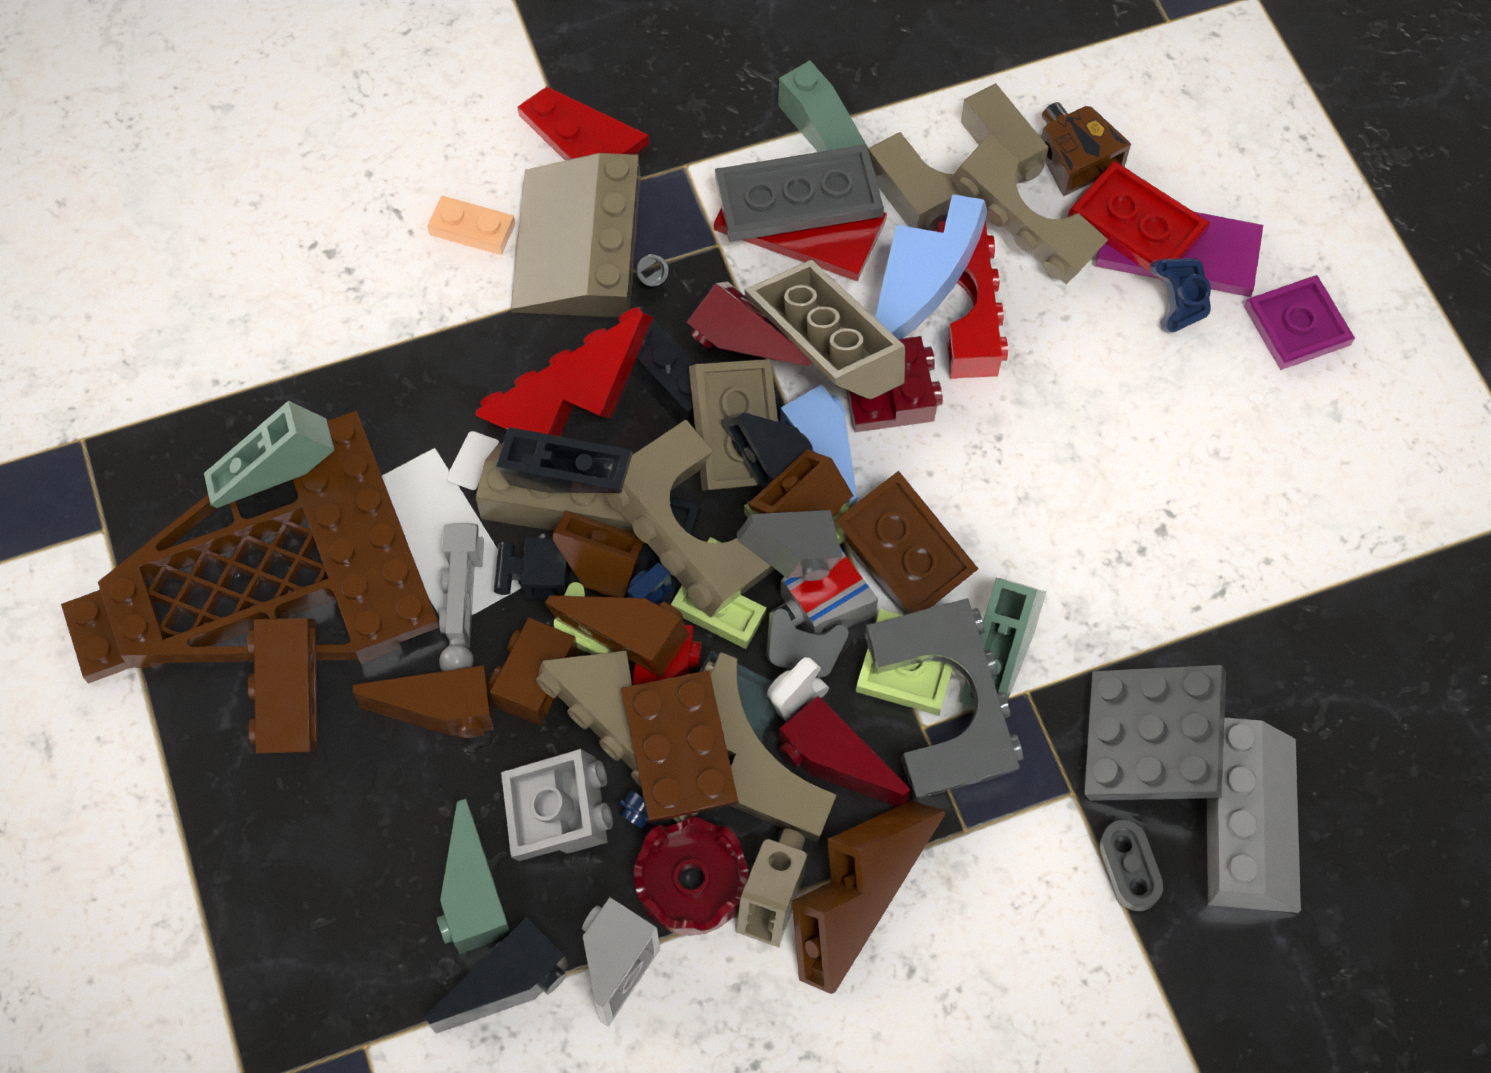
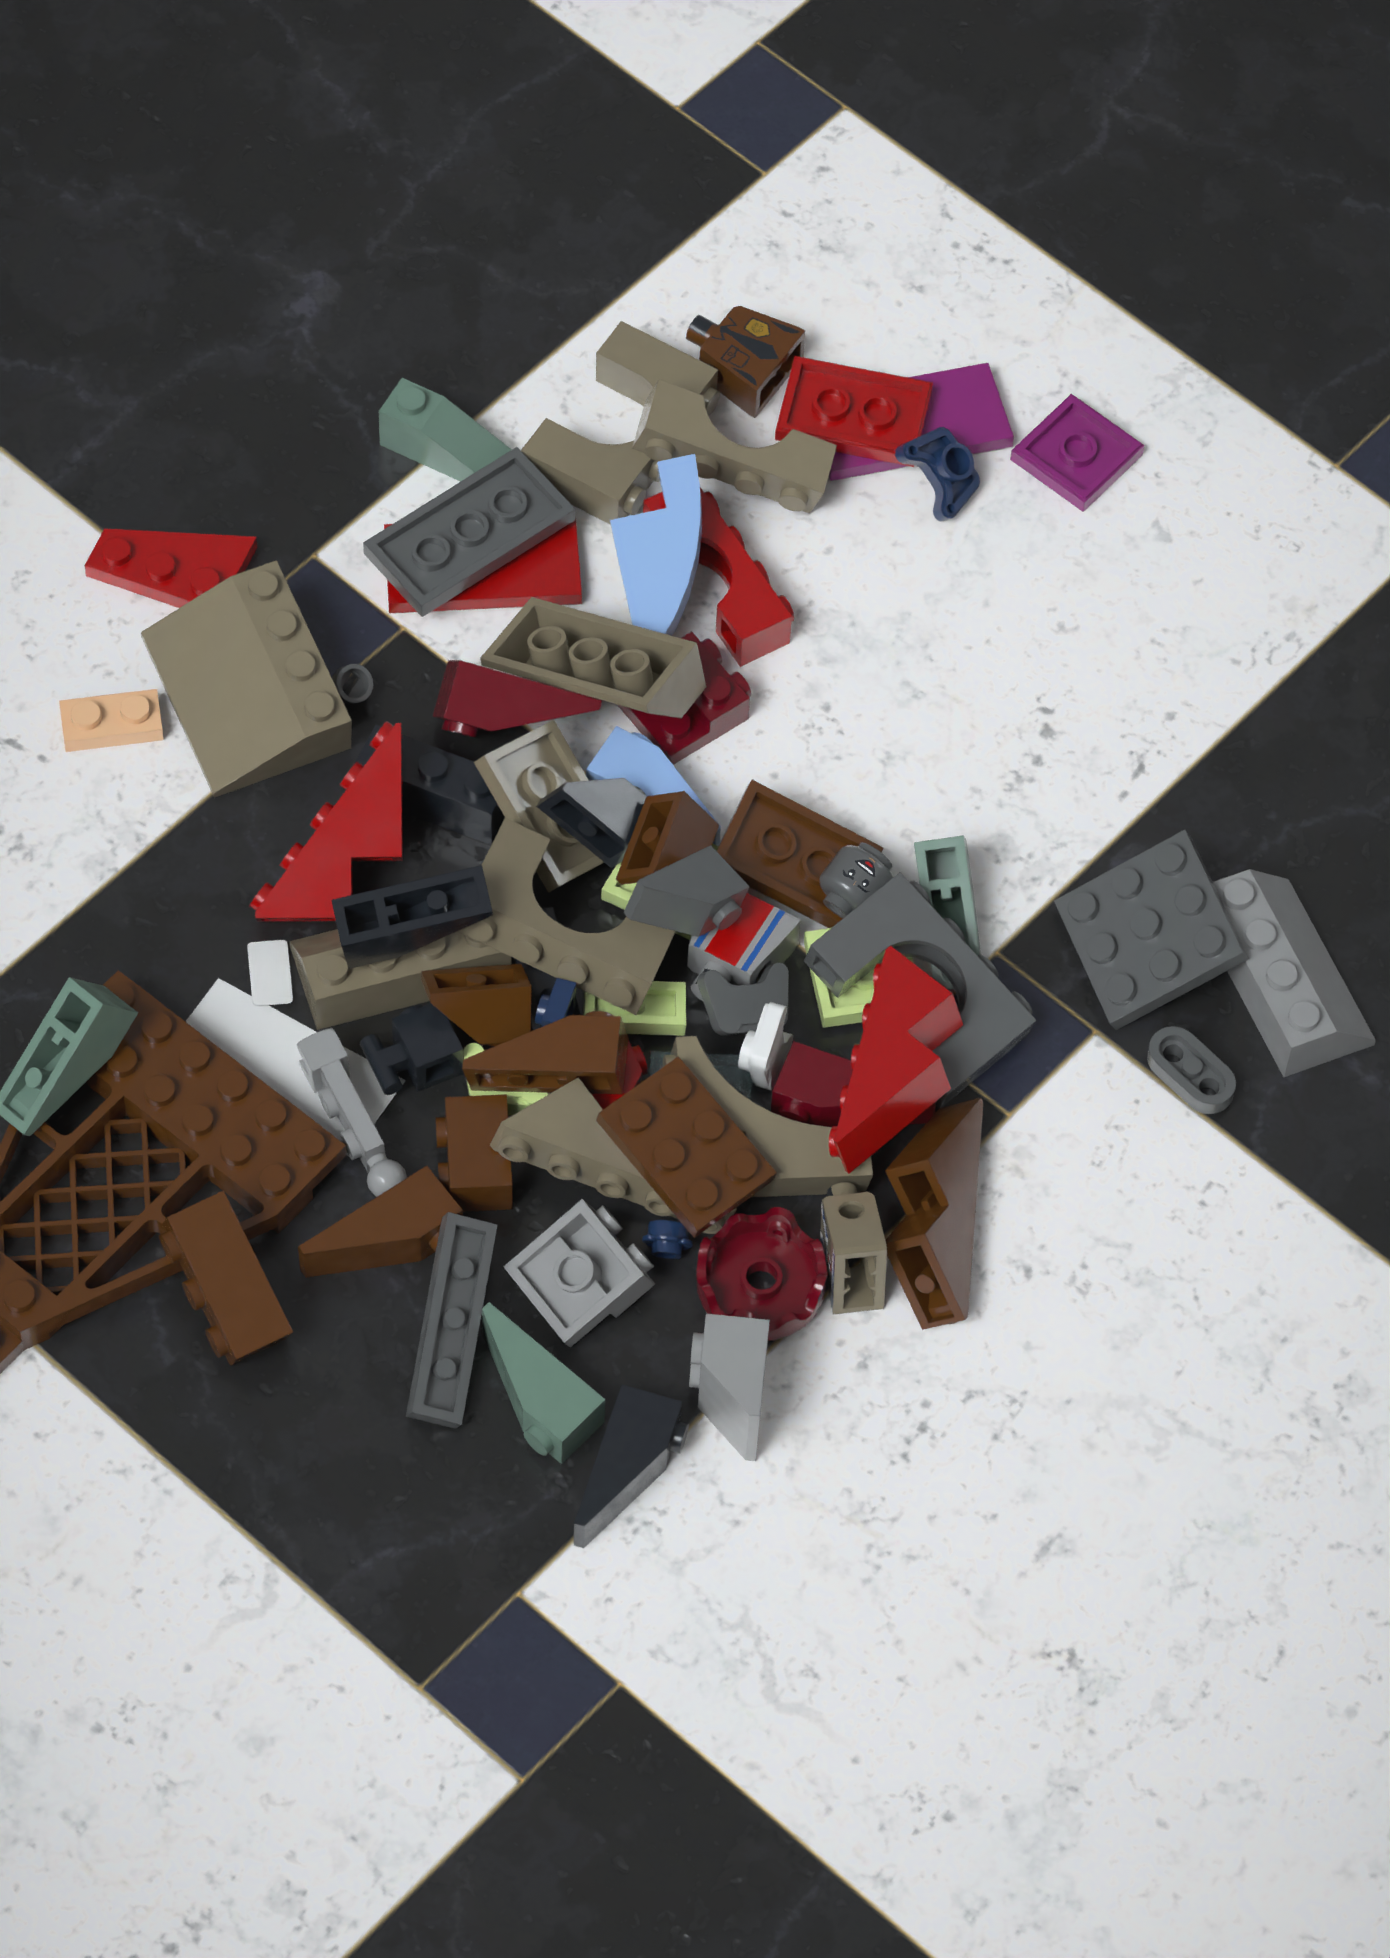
camera: 30 degrees left, 5 degrees down
(433, 799) = (451, 1320): none -> dark grey plate
(872, 760) = (895, 1062): none -> red slope
(936, 584) = (854, 877): none -> dark grey head

